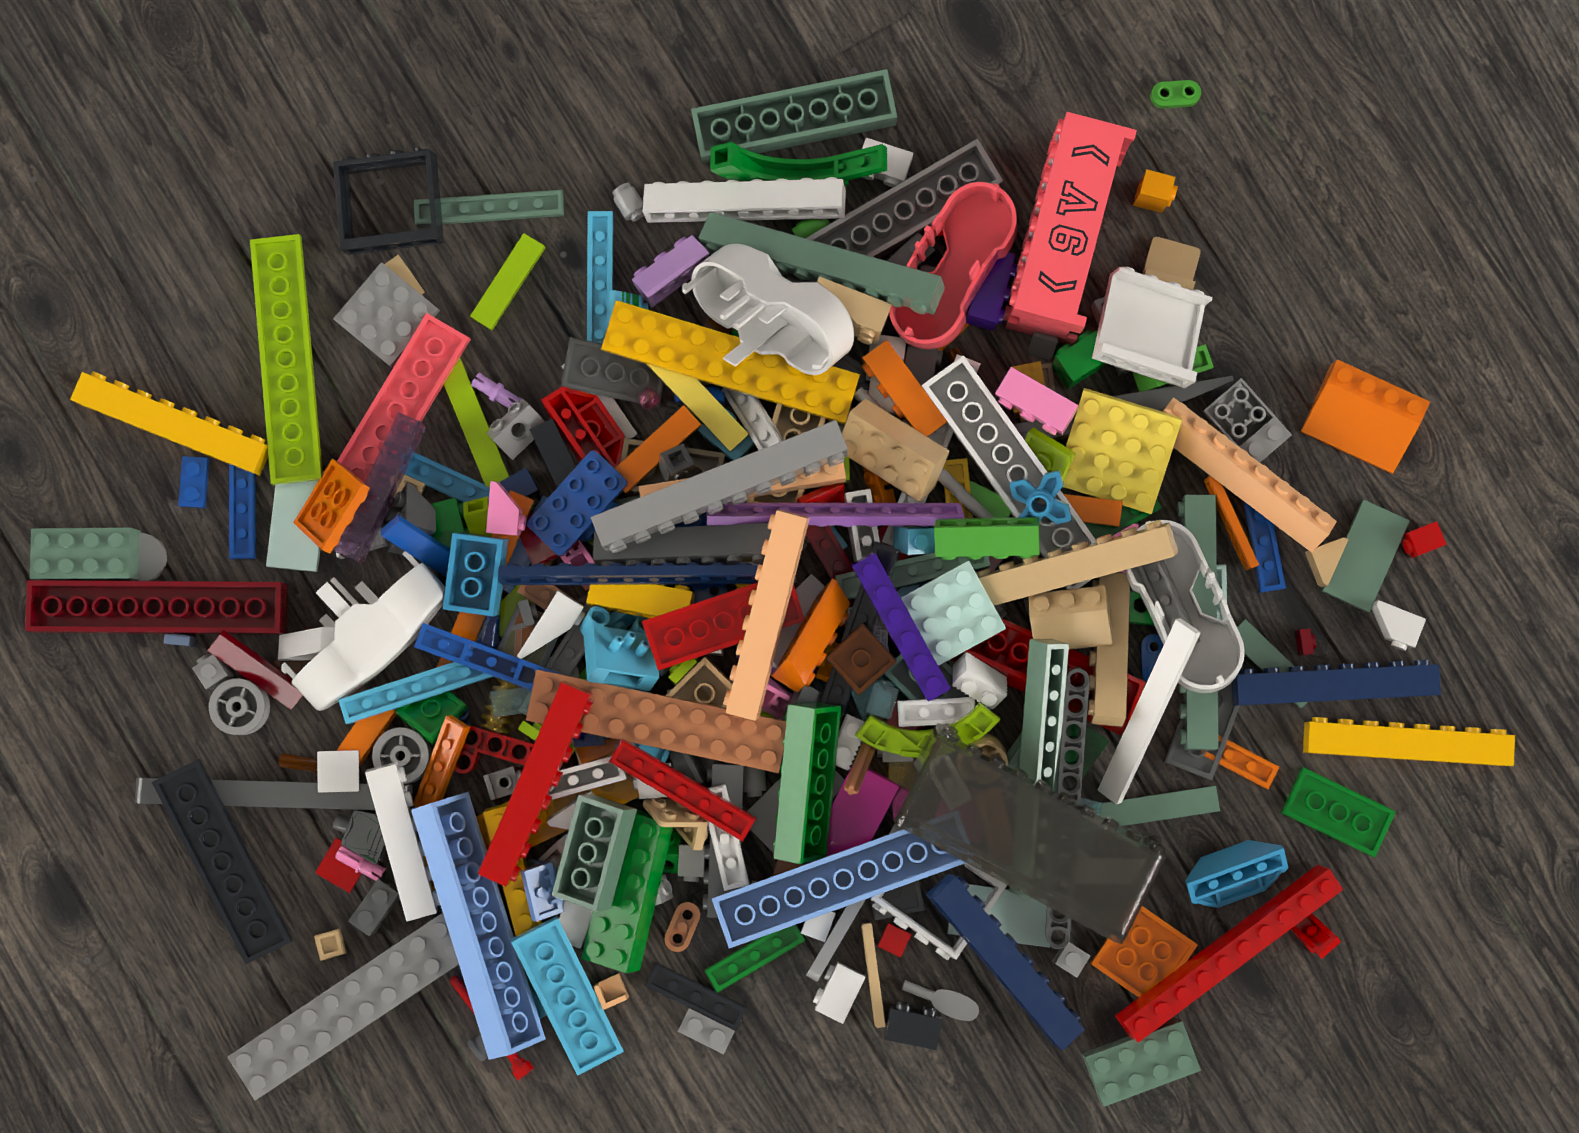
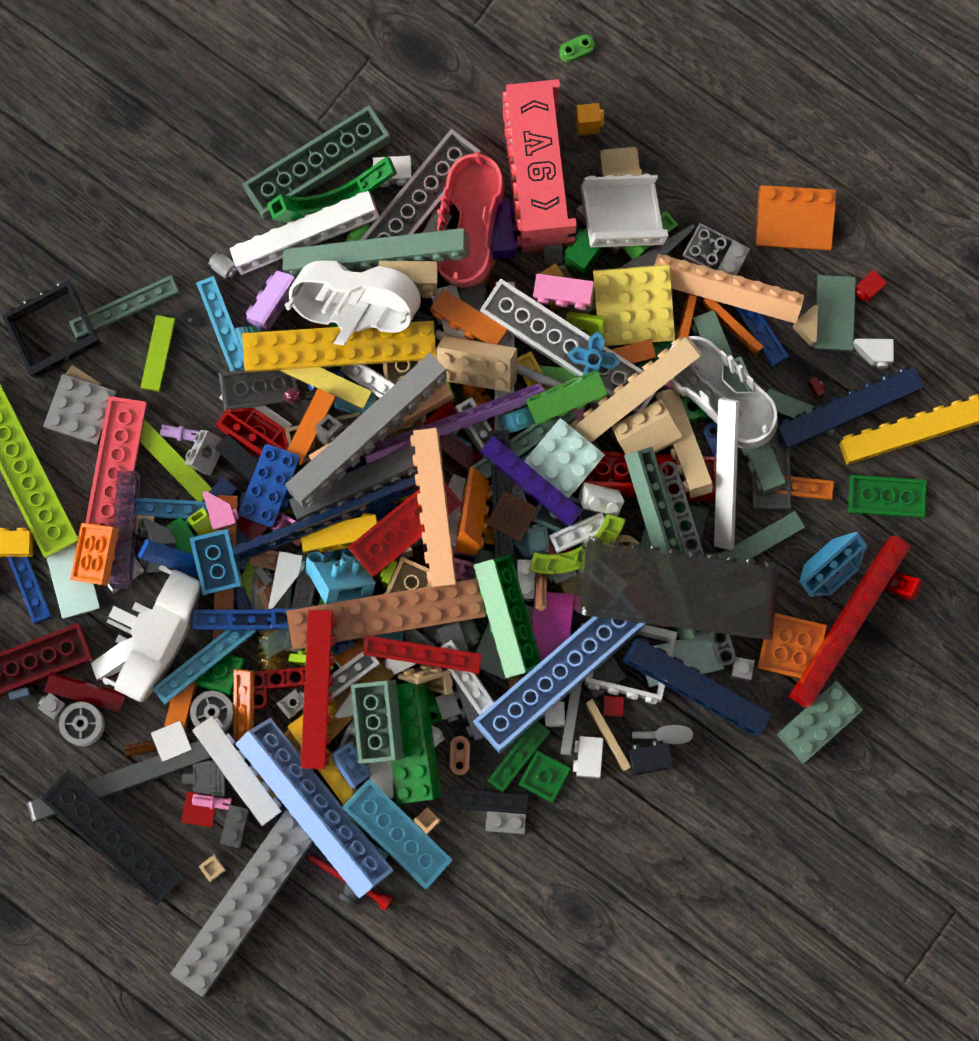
camera: 25 degrees left, 5 degrees down
(776, 993) = (544, 776): none -> green tile
(1176, 492) = (686, 316): none -> orange tile

